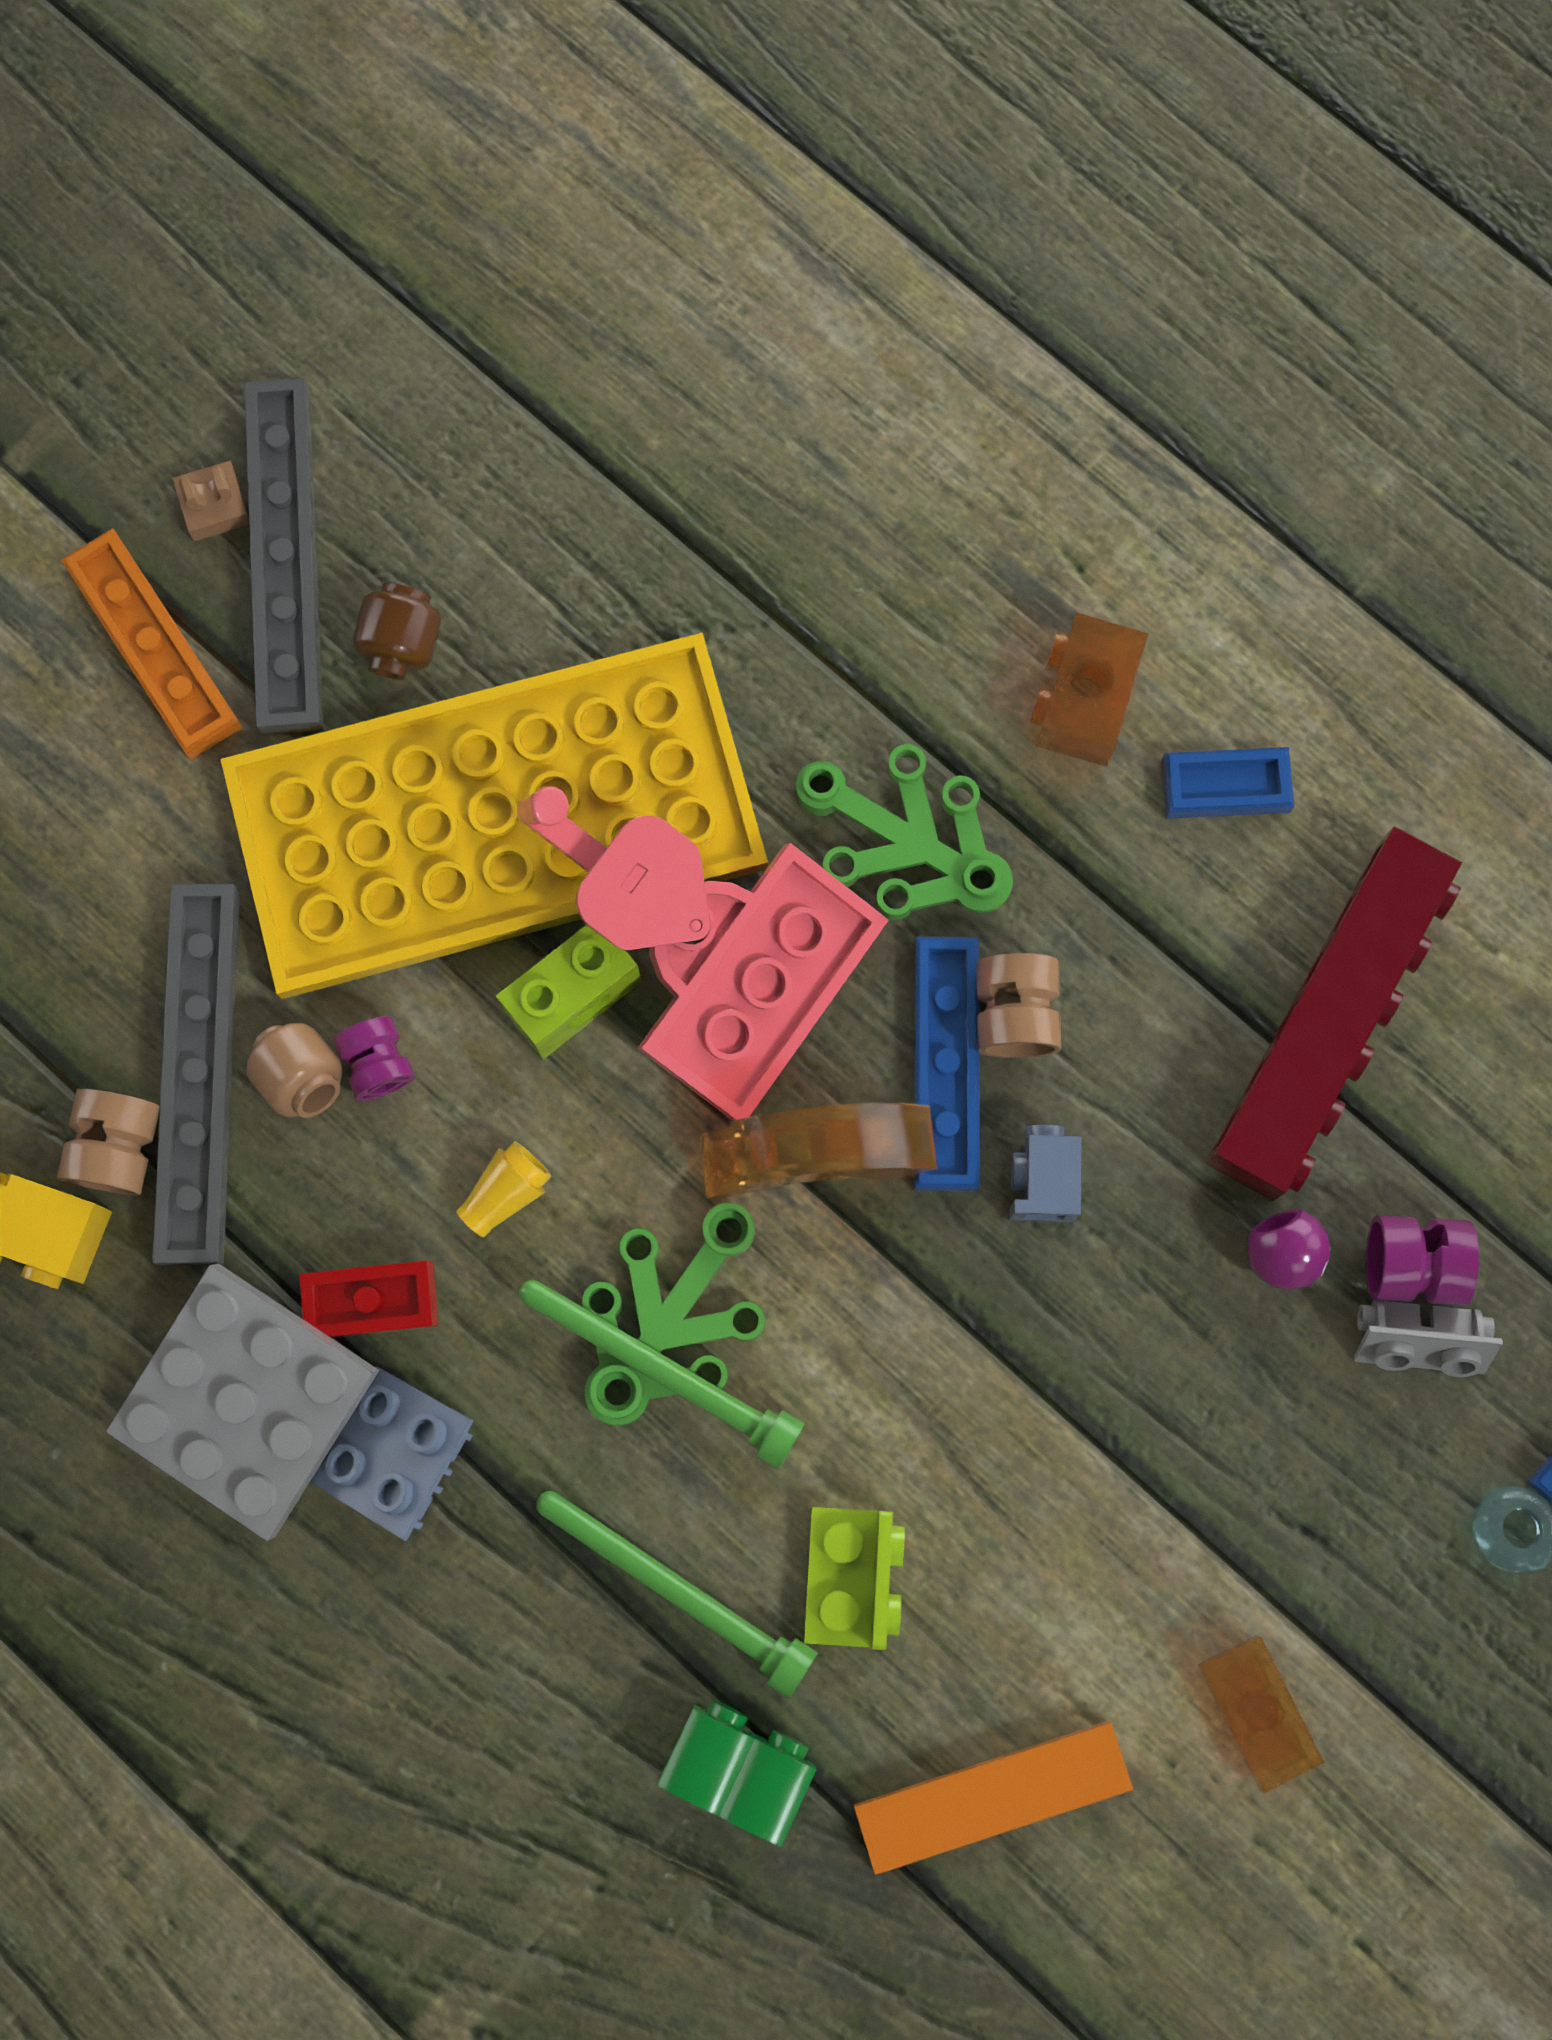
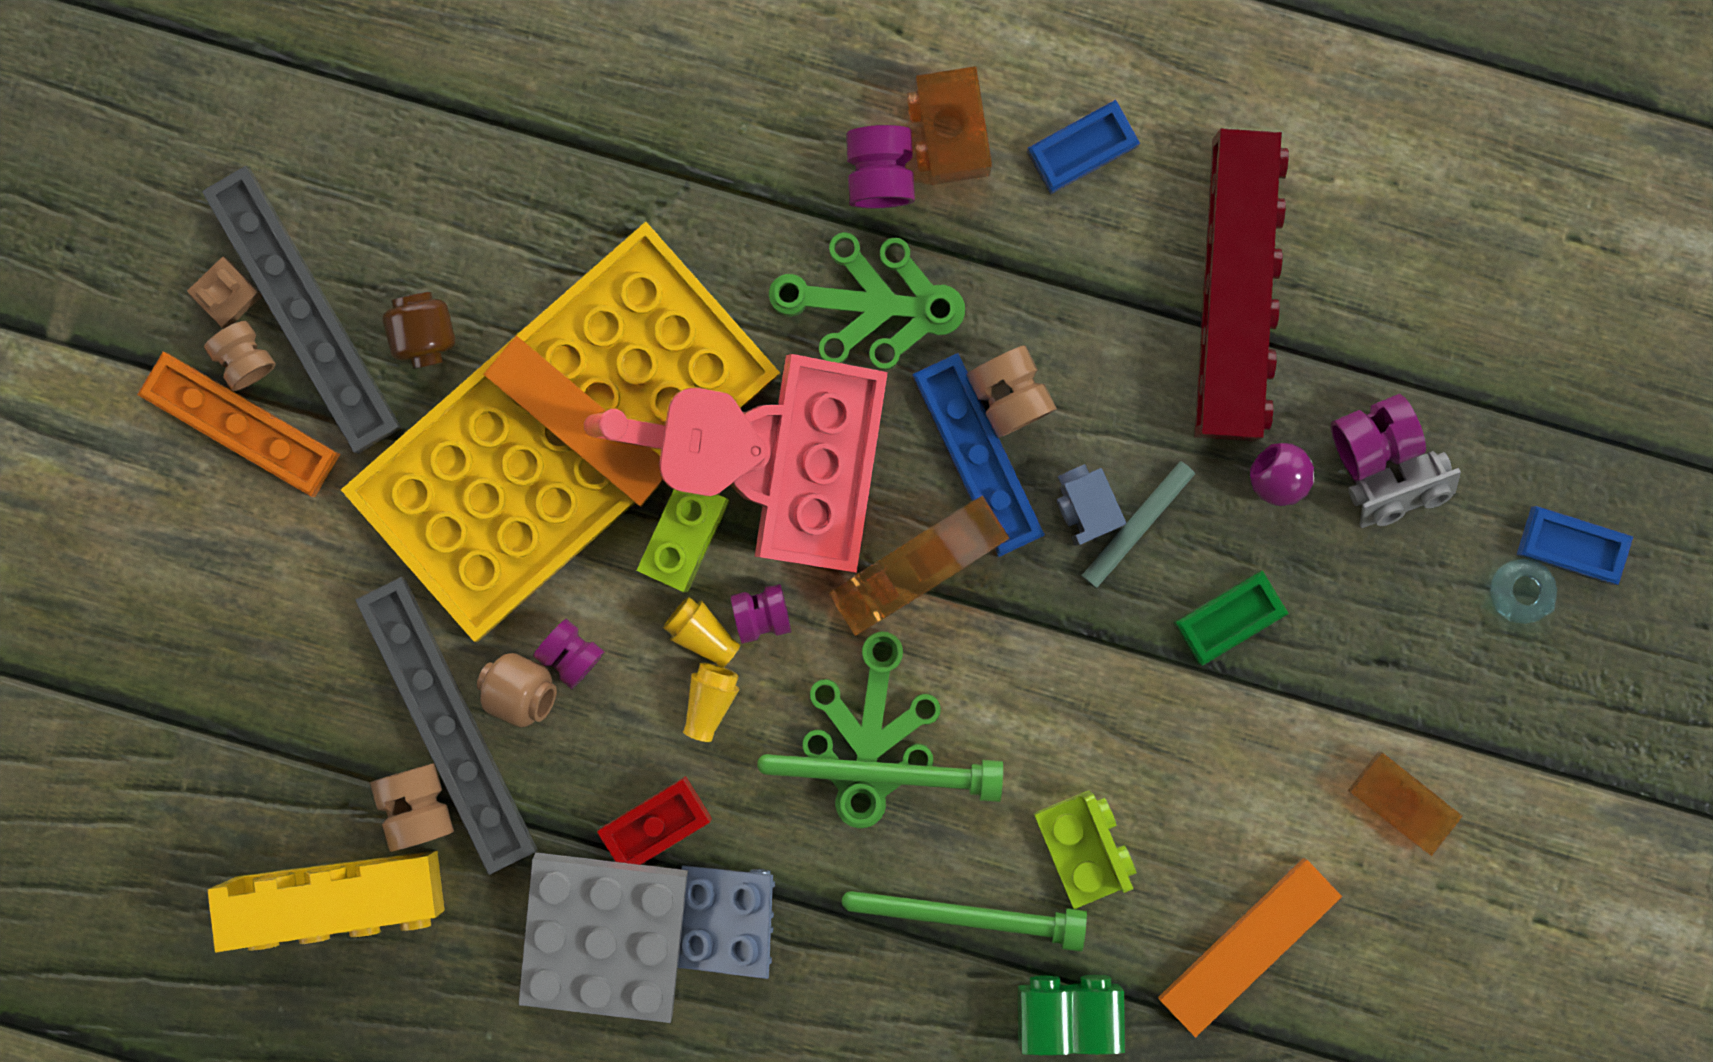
camera: 25 degrees left, 10 degrees up
(190, 567) = (238, 352): none -> medium nougat wheel
(503, 778) = (563, 410): none -> orange tile
(534, 1107) = (700, 631): none -> yellow cone
(612, 1118) = (761, 613): none -> magenta wheel
(987, 702) = (880, 168): none -> magenta wheel
(1093, 1229) = (1138, 524): none -> sand green bar
(1152, 1390) = (1231, 617): none -> green tile

